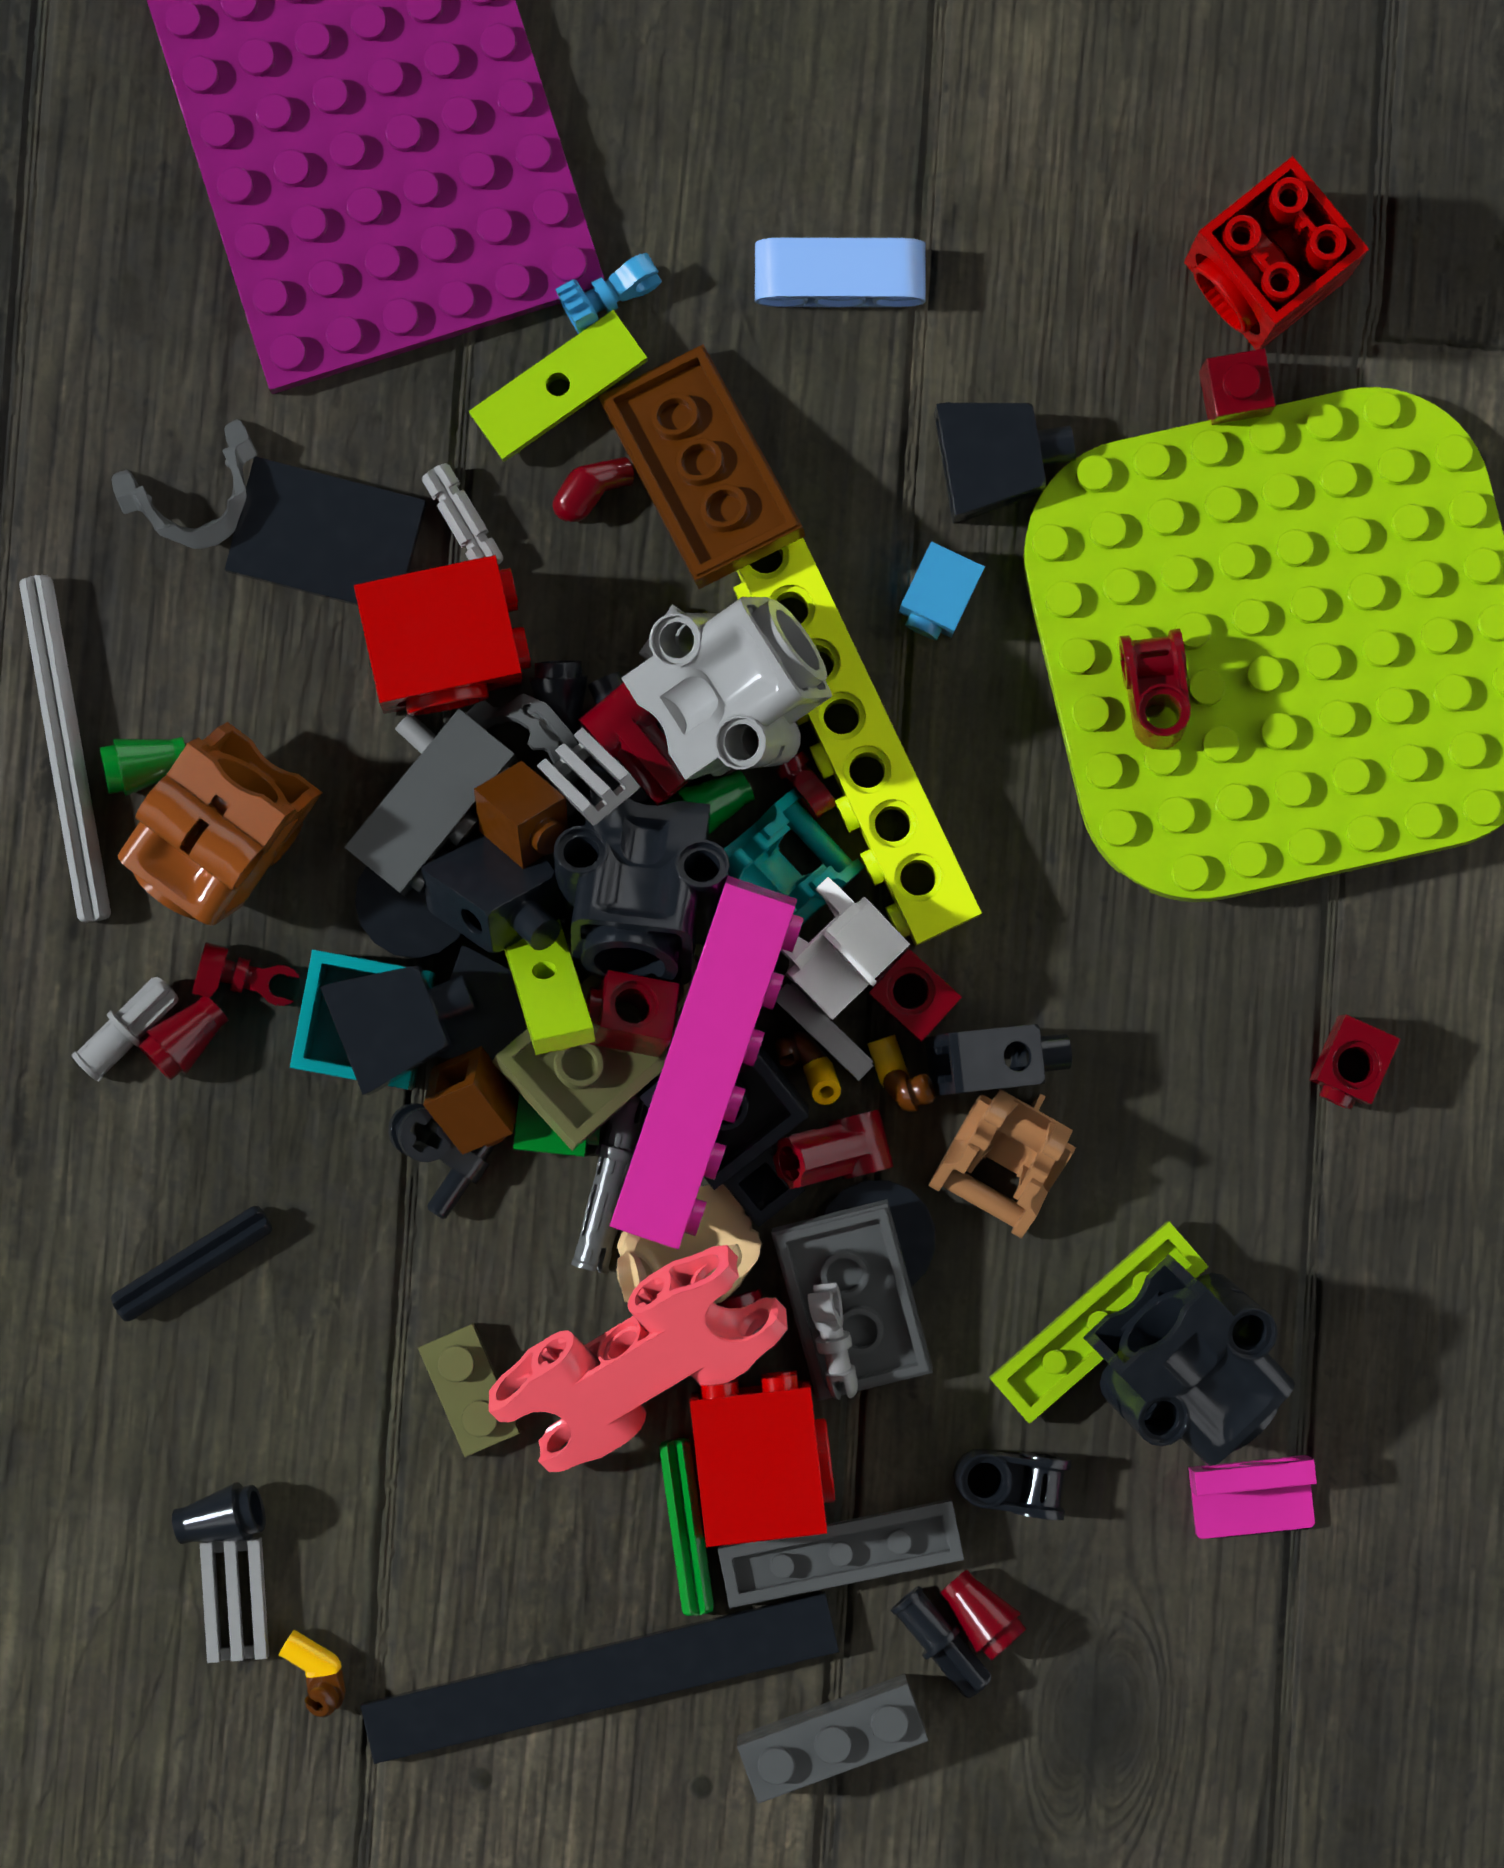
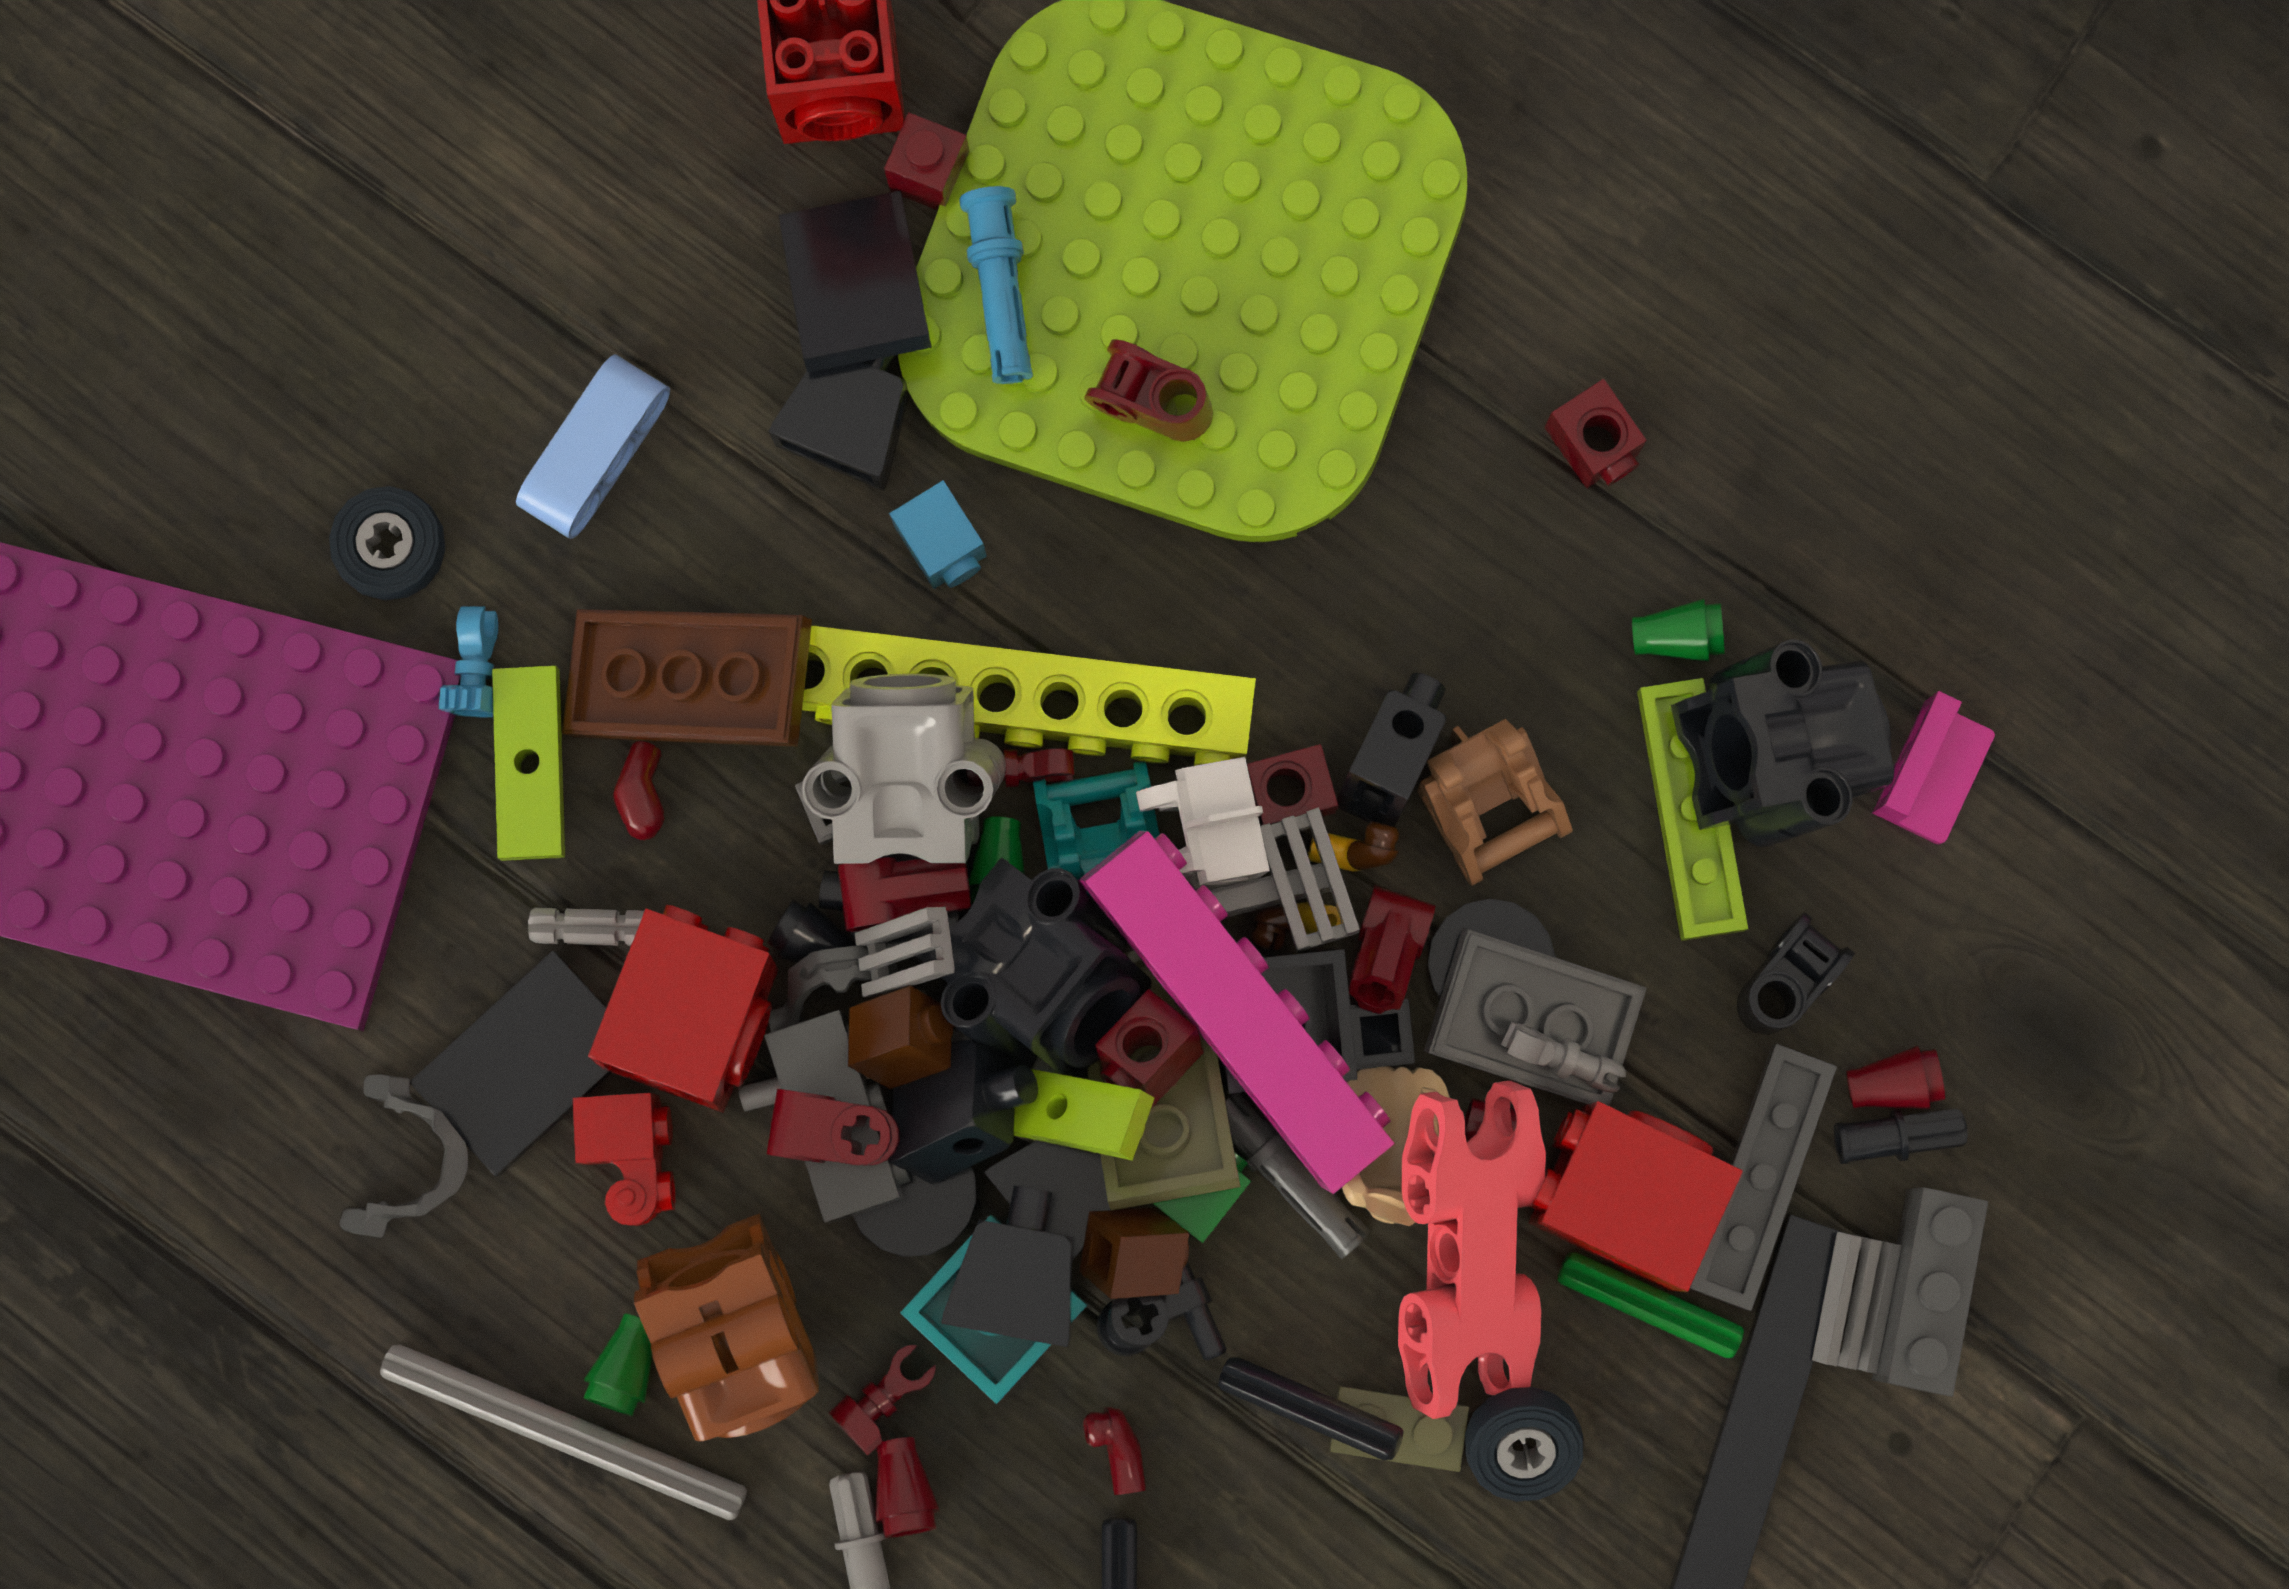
camera: 60 degrees left, 5 degrees down
(319, 653) = (631, 1136): none -> red brick
(321, 1186) = (1123, 1448): none -> dark red arm
(410, 799) = (821, 1129): none -> dark red piece
(440, 1311) = (1311, 1408): none -> black axle
(533, 1475) = (1530, 1472): none -> black bush
(658, 131) = (359, 528): none -> black bush
(791, 1694) = (1865, 1303): none -> light grey tile
(879, 1015) = (1291, 828): none -> light grey tile
(1102, 392) = (854, 281): none -> black tile
(1191, 493) = (996, 257): none -> dark azure pin
(1237, 1228) = (1681, 632): none -> green cone

